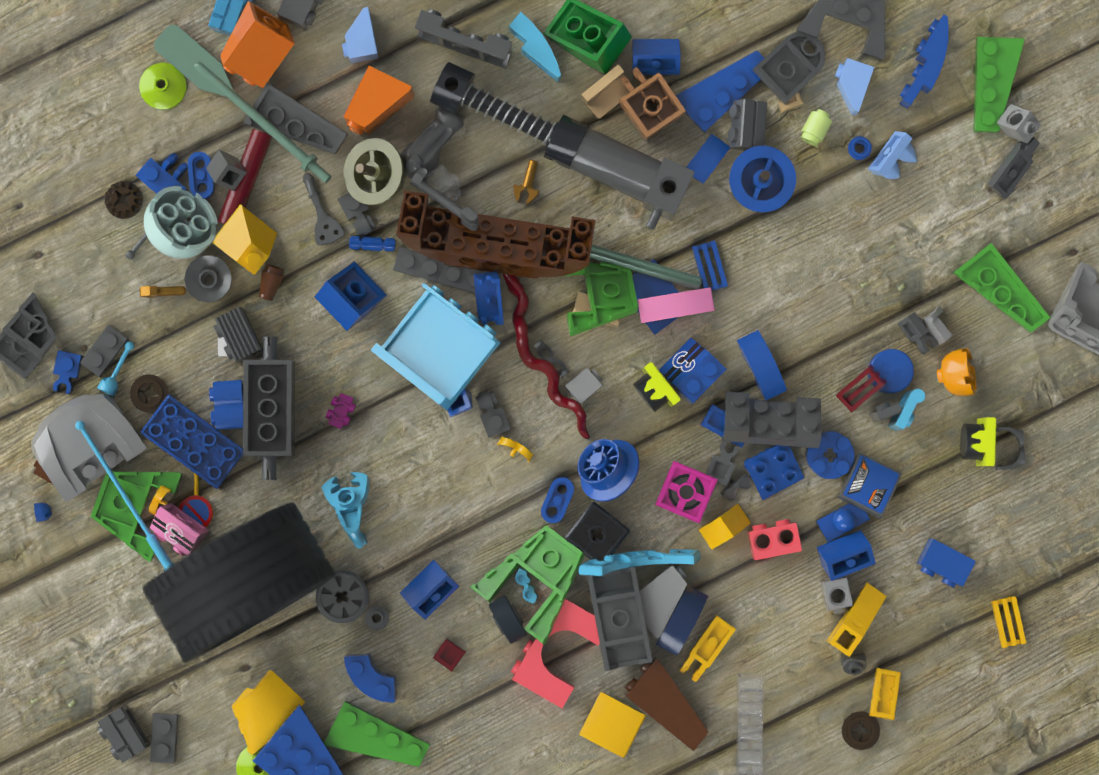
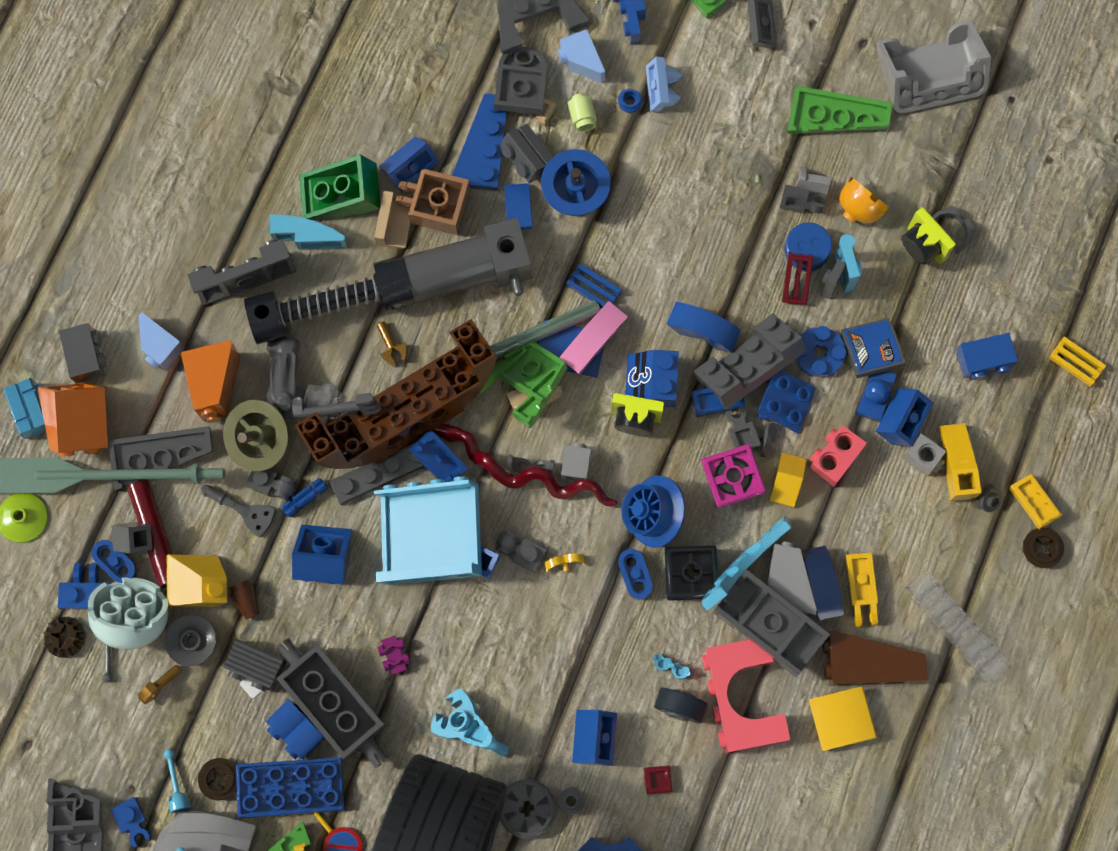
camera: 35 degrees left, 10 degrees down
(104, 351) = (150, 776): dark grey plate -> none
(550, 561) = (674, 627): bright green wing -> none

